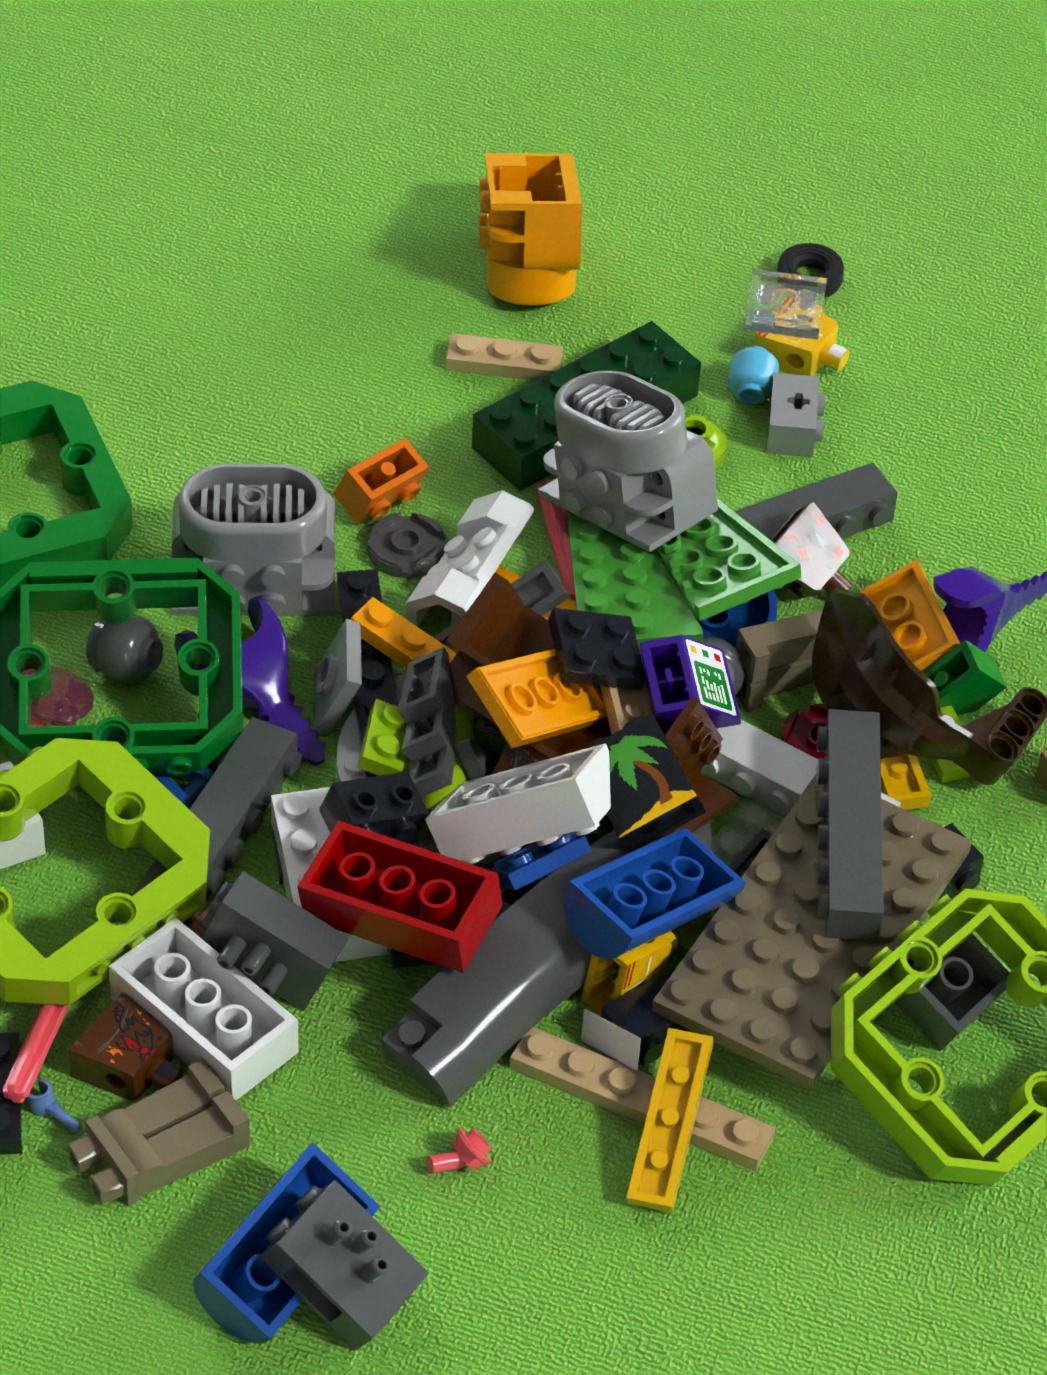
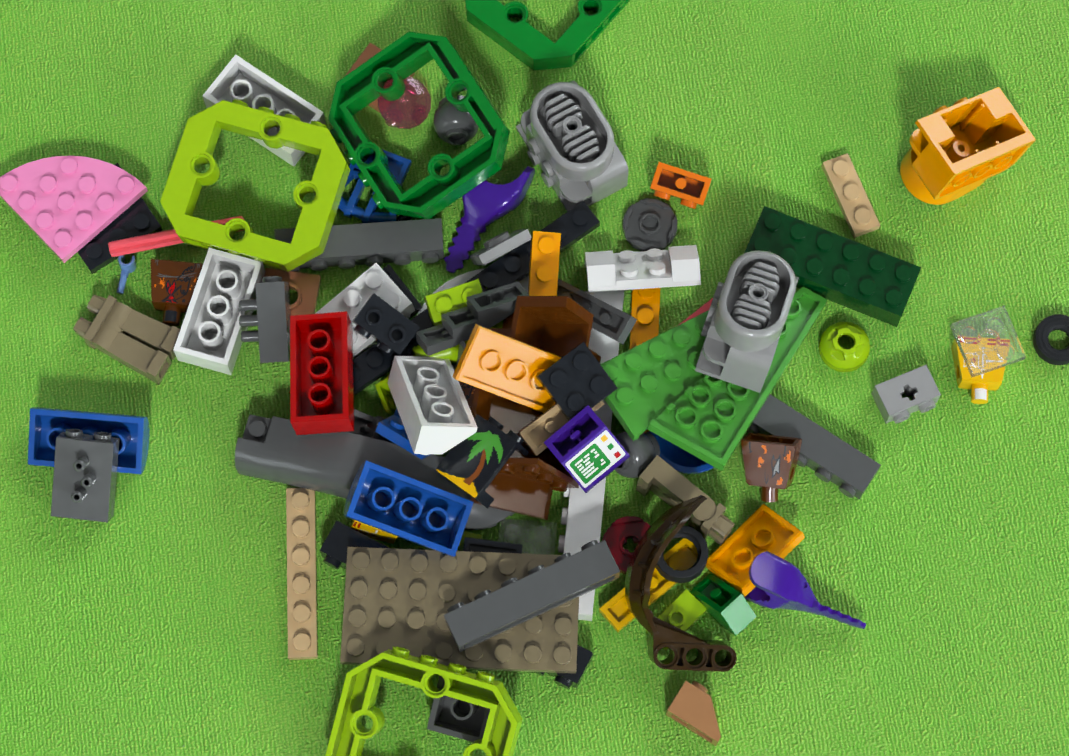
camera: 65 degrees right, 25 degrees up
(470, 1151) = (211, 500): coral plate -> none
(610, 1039) = (322, 538): white sticker -> none
(670, 1120) = (279, 597): yellow plate -> none
(752, 374) = (926, 351): medium azure head -> none

